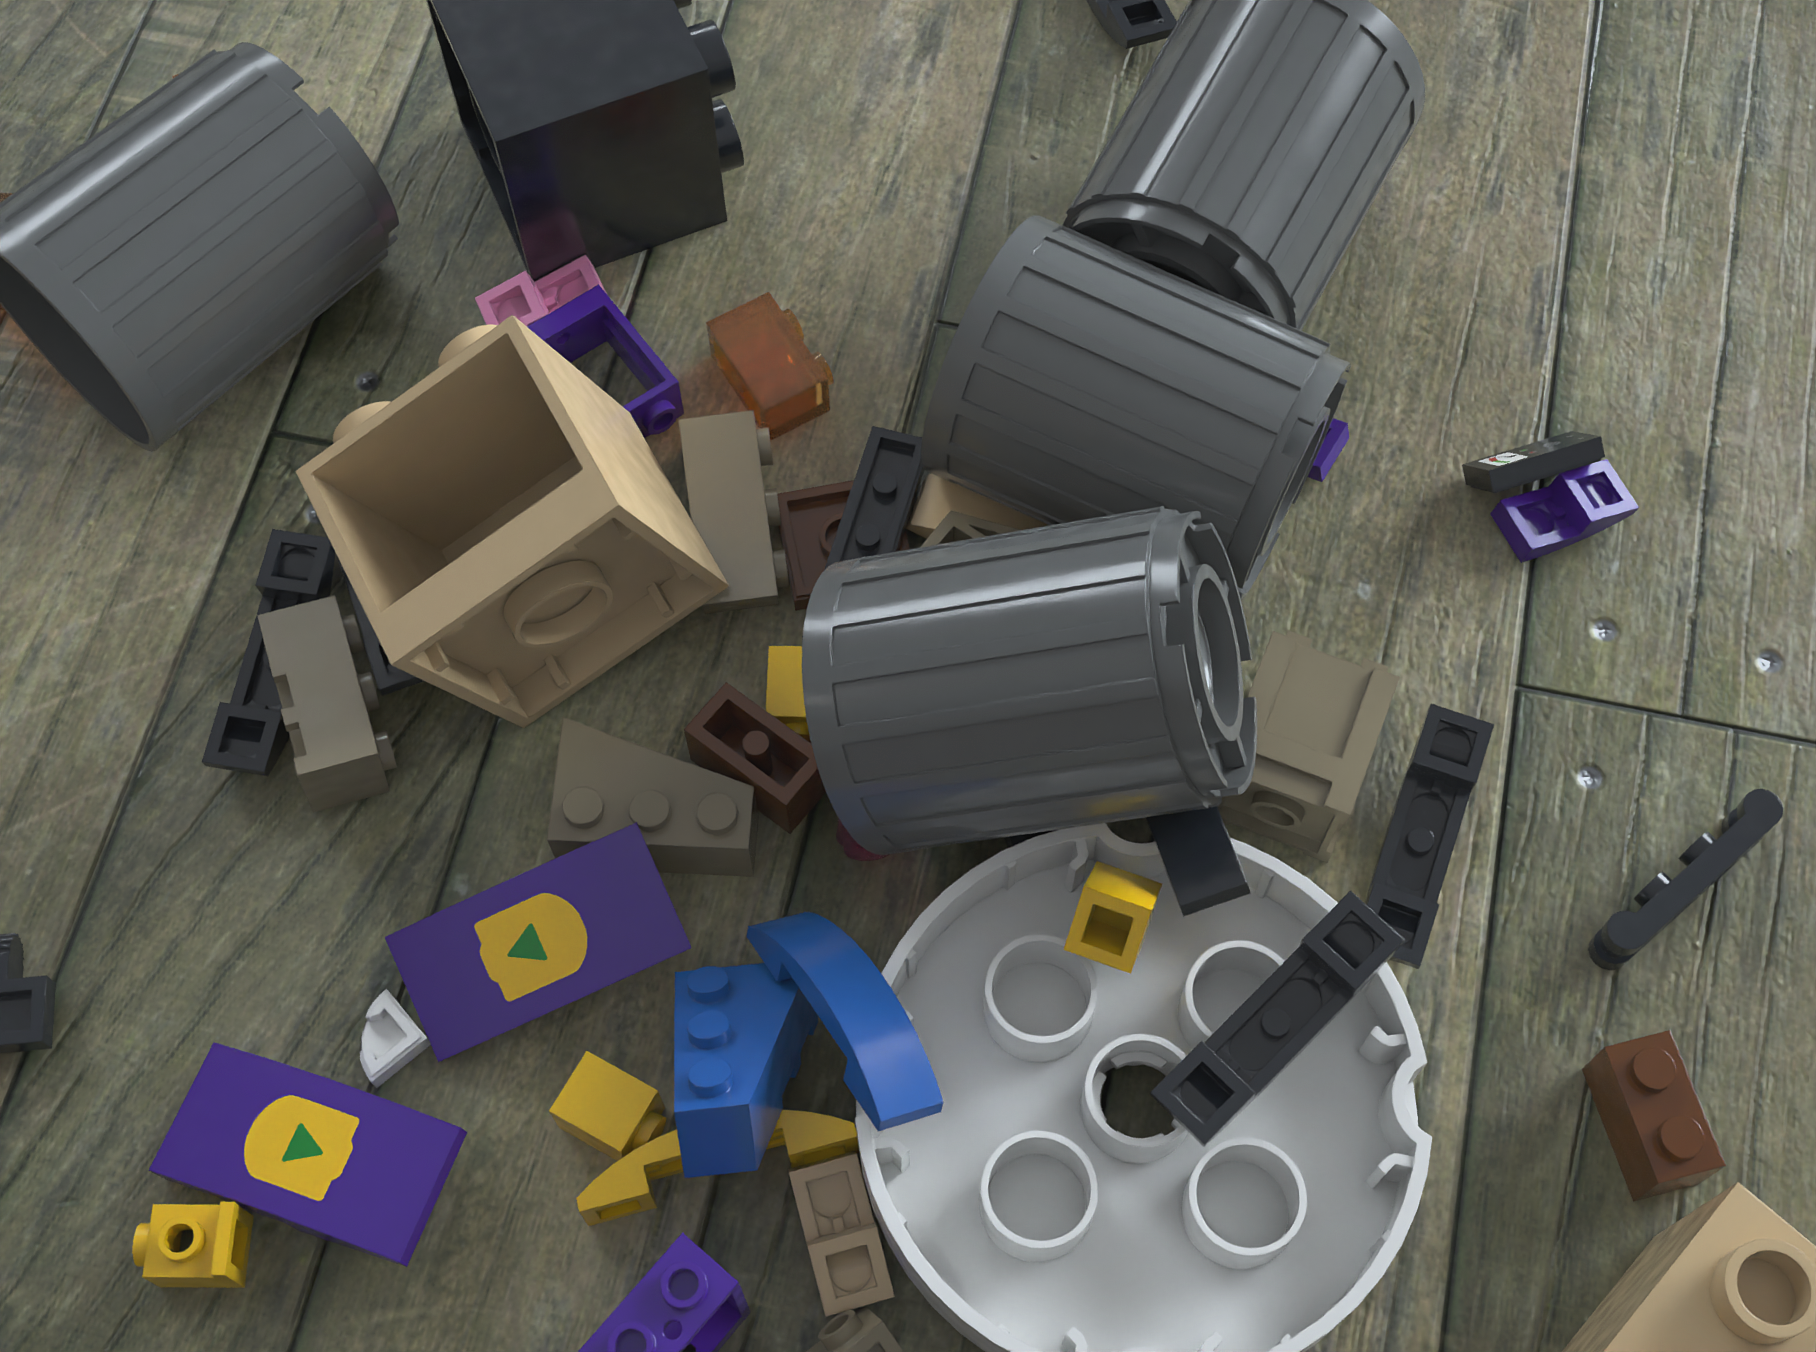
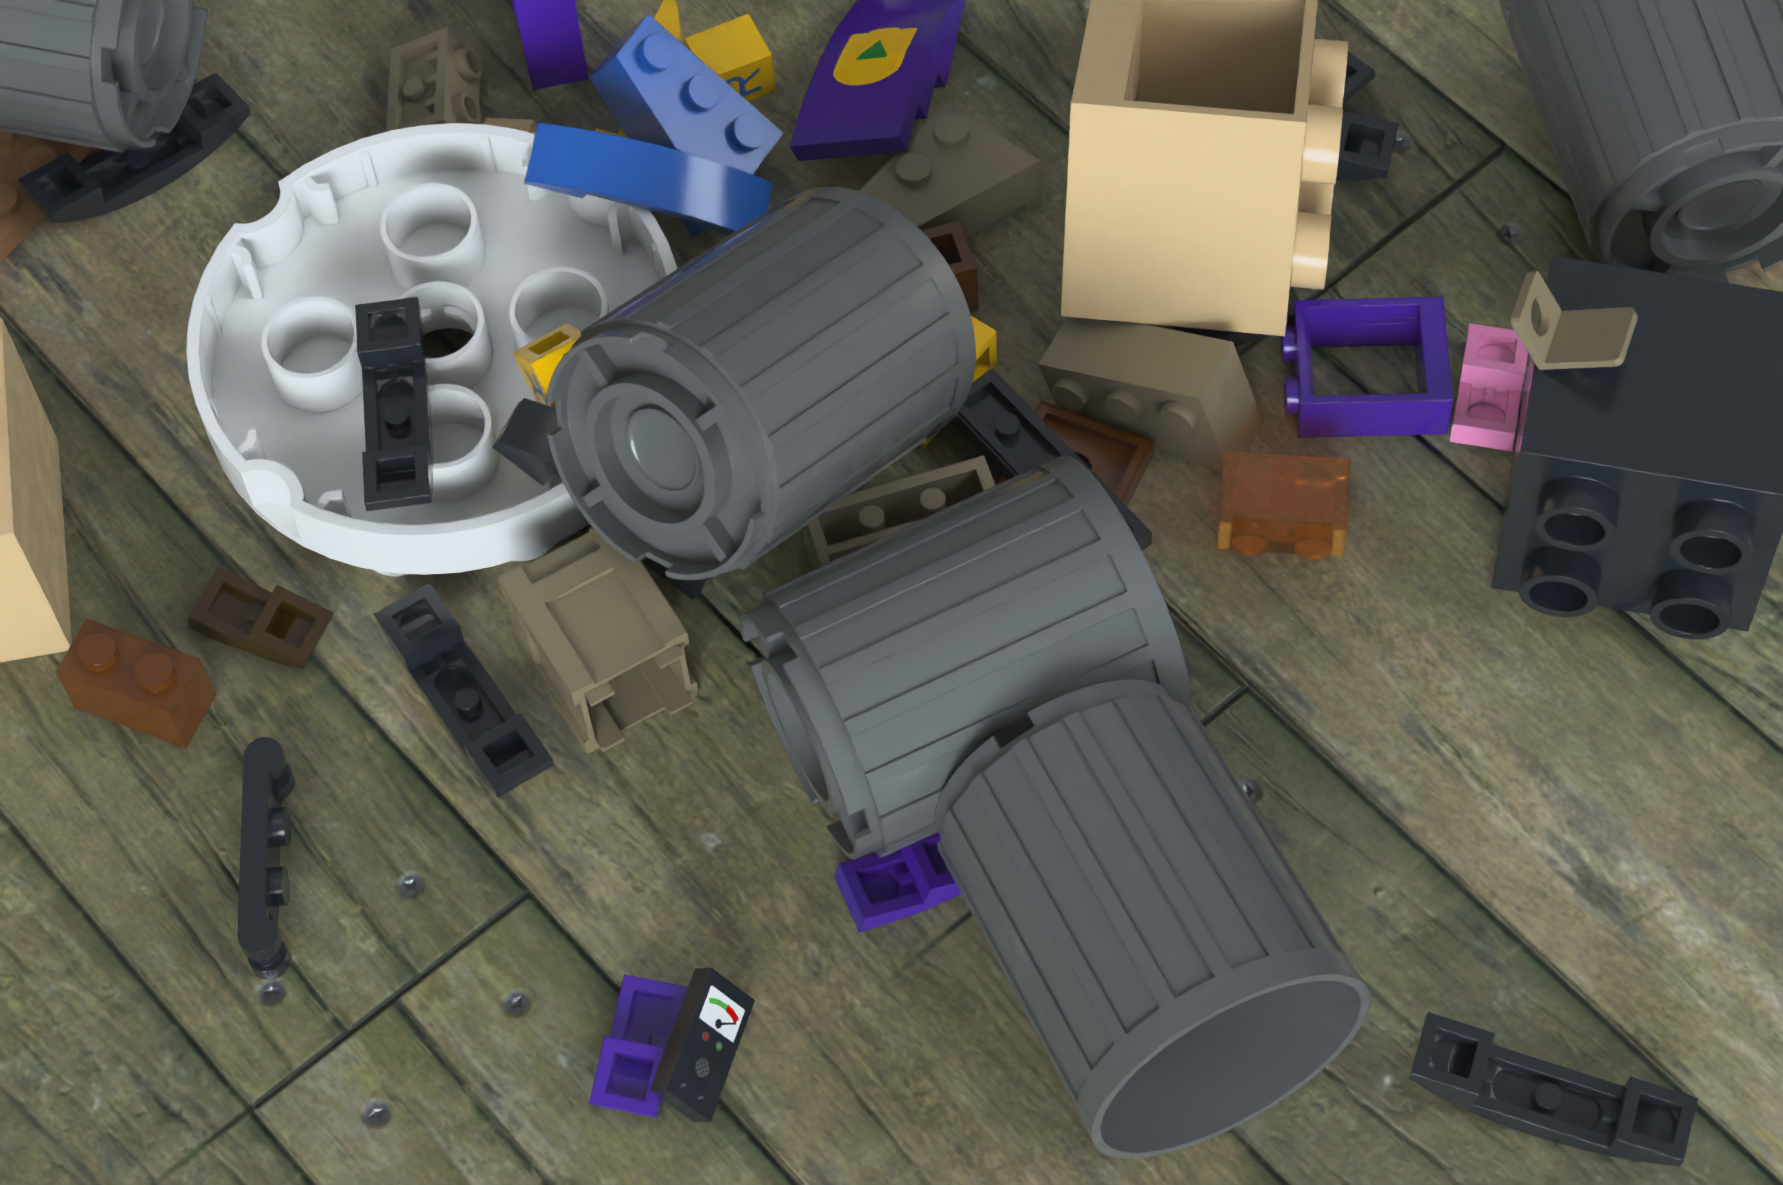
camera: 130 degrees right, 5 degrees down
(577, 58) = (1572, 336): none -> dark tan bracket
(1494, 1081) = (258, 621): none -> dark brown slope

